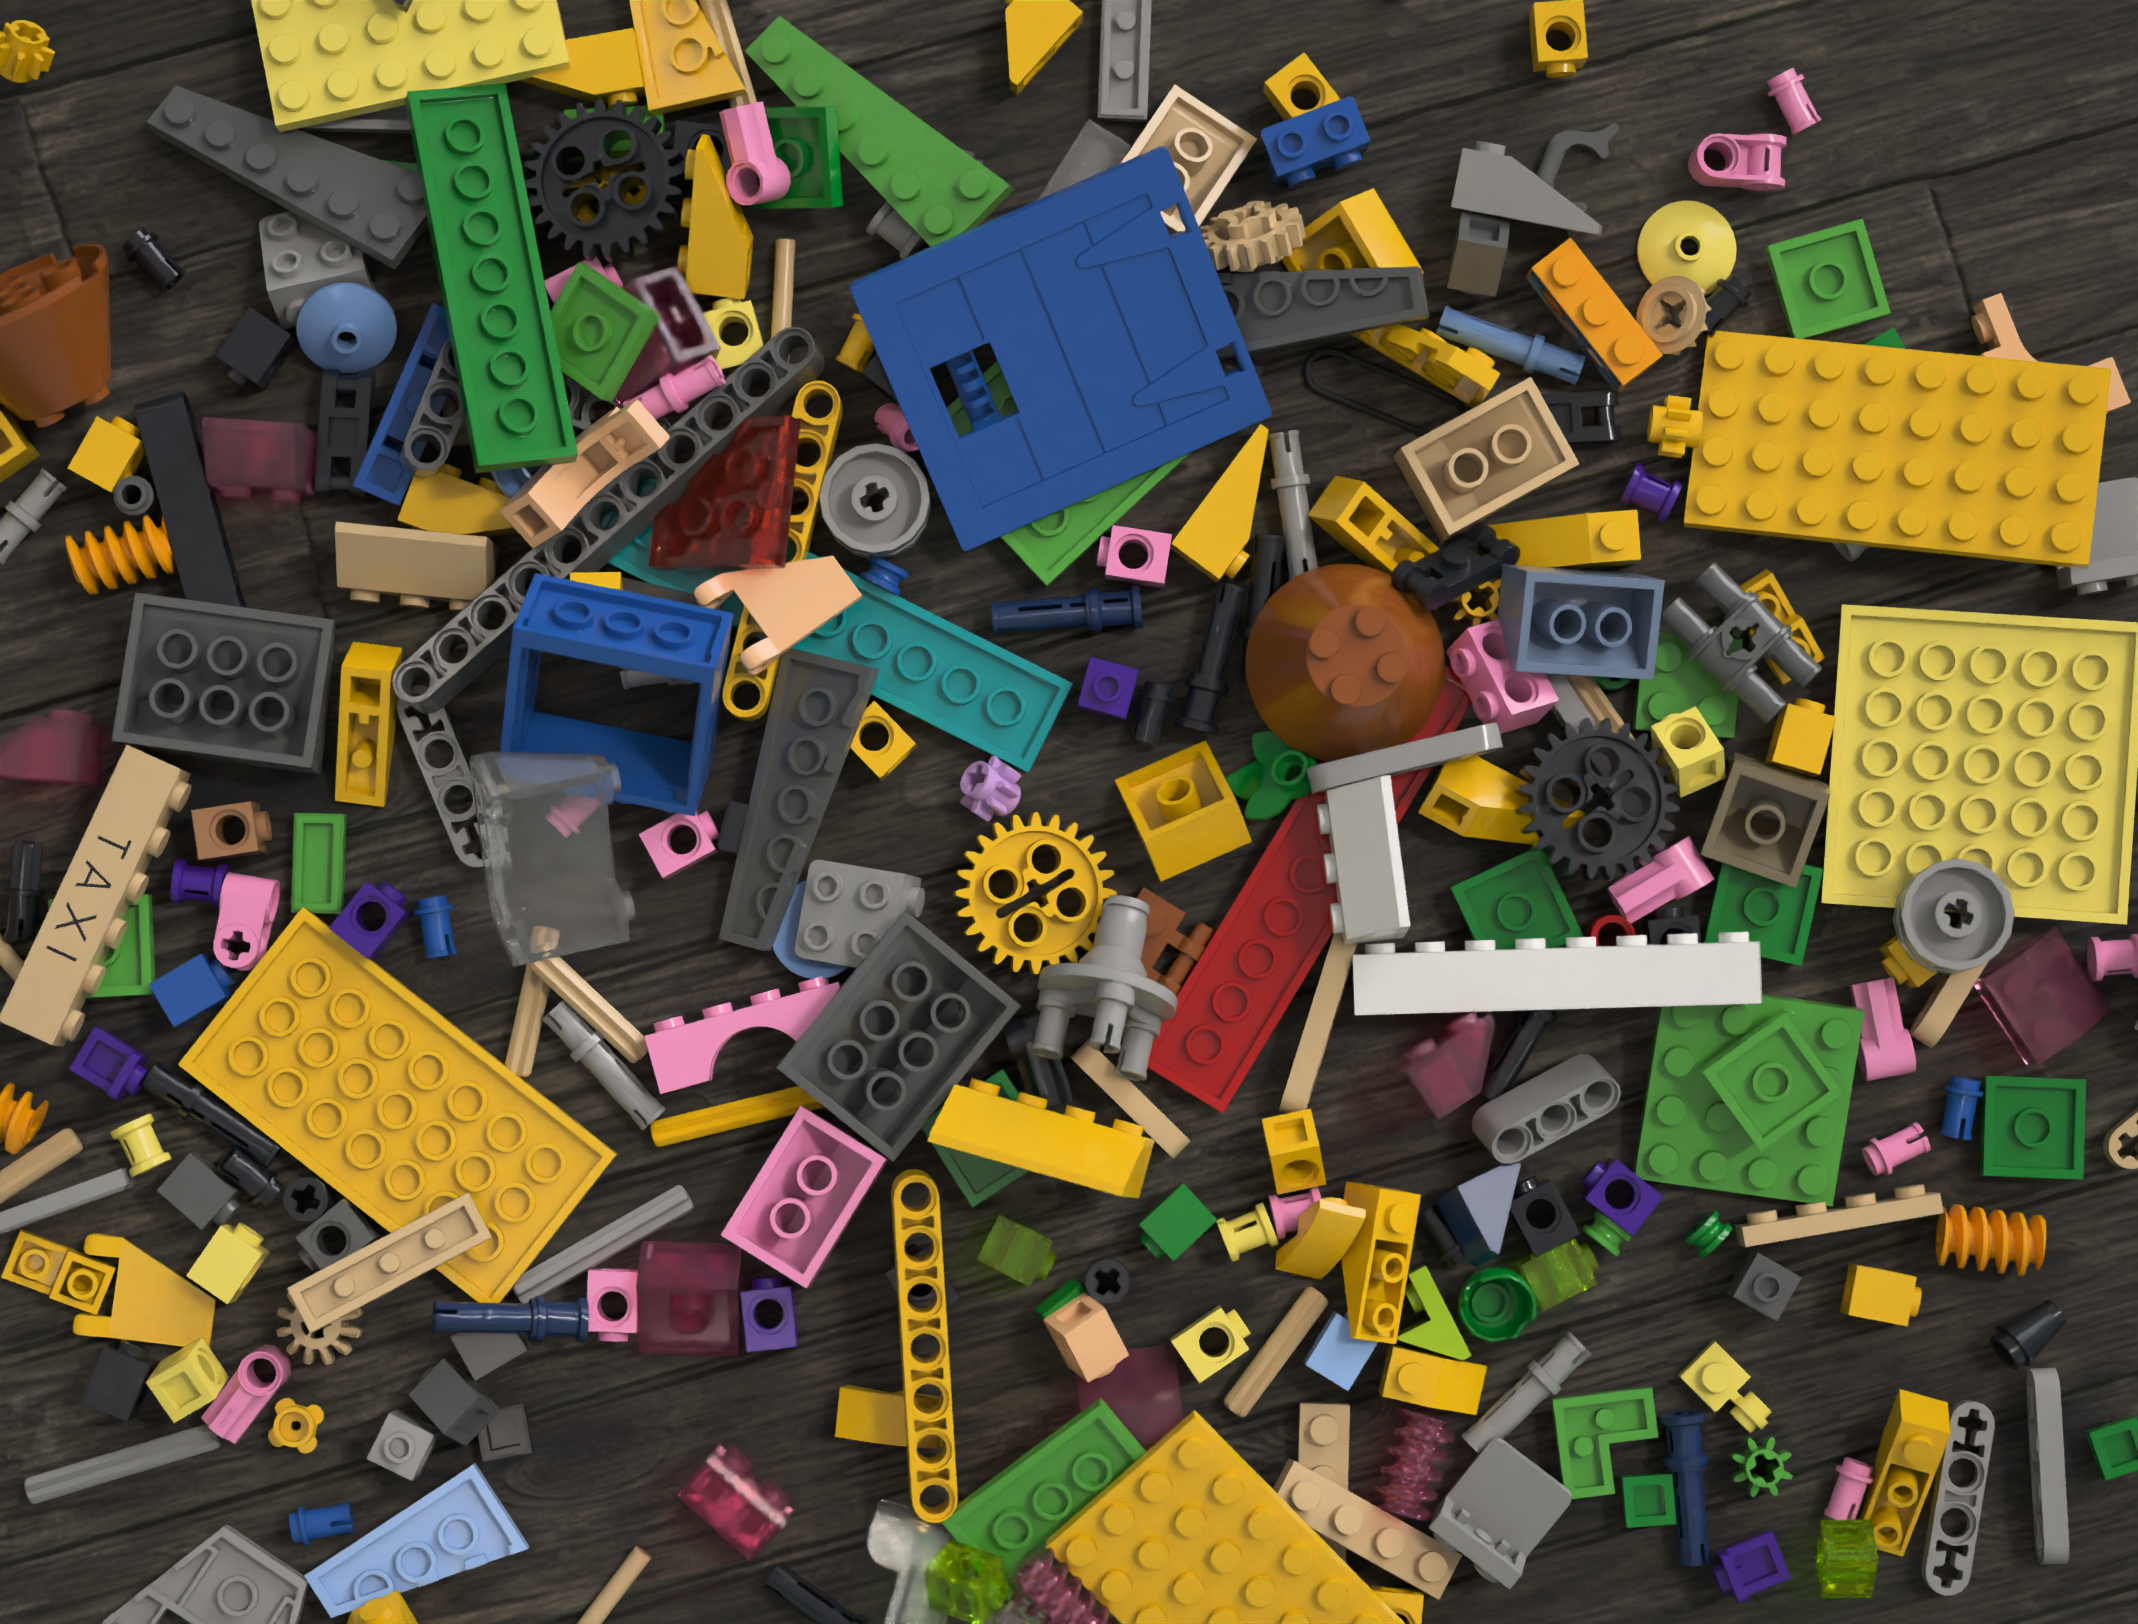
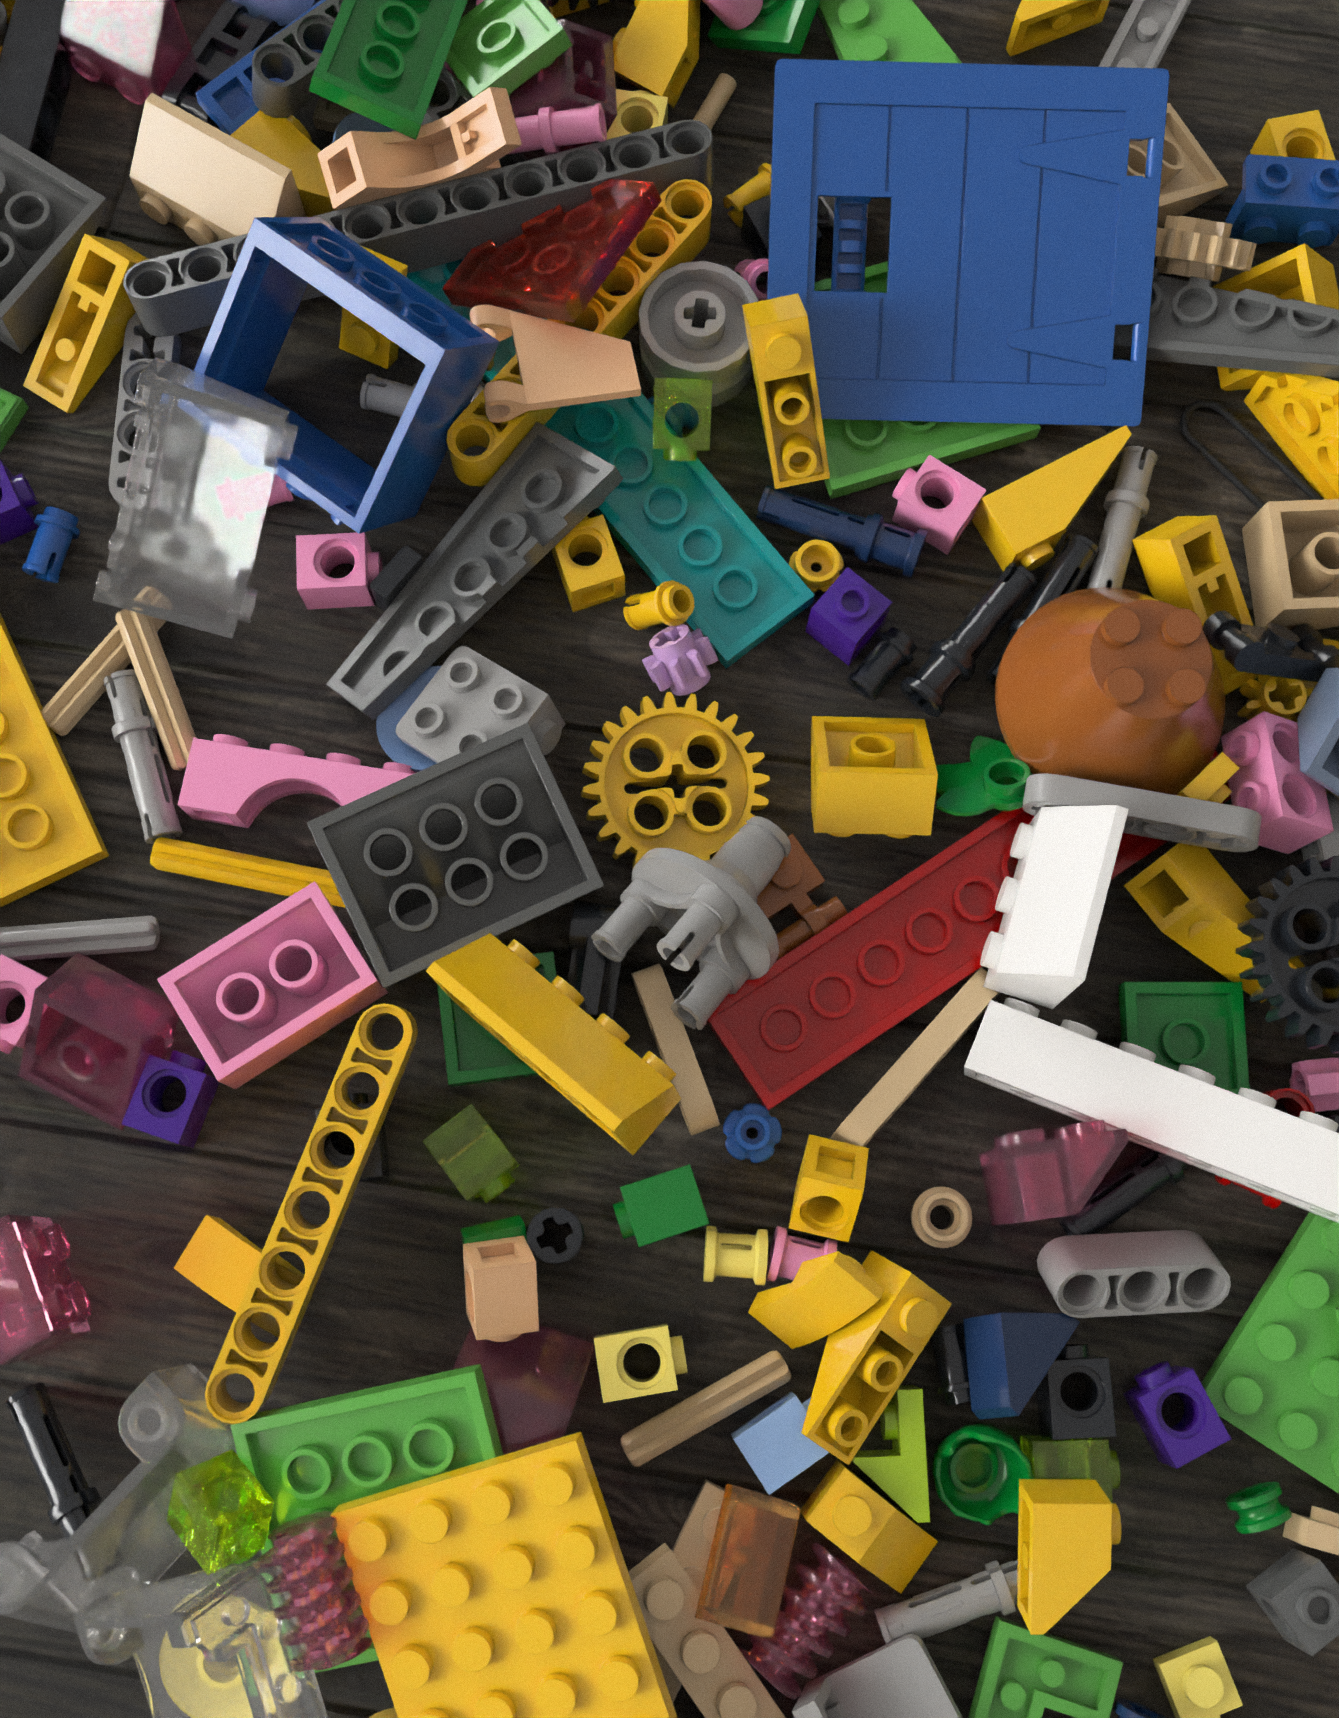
camera: 25 degrees right, 10 degrees down
(891, 573) = (668, 392): none -> clear neon green brick
(960, 750) = (667, 604): none -> yellow pin
(974, 531) = (787, 389): none -> yellow slope
(1052, 644) = (819, 553): none -> yellow plate
(1214, 1148) = (755, 1149): none -> blue plate
(1354, 1443) = (748, 1562): none -> clear orange slope
(1404, 1135) = (959, 1211): none -> tan plate
(1449, 709) = (1210, 781): none -> yellow plate
(1568, 1327) = (1062, 1546): none -> yellow slope
(1606, 1233) = (1141, 1450): bright green bush -> none

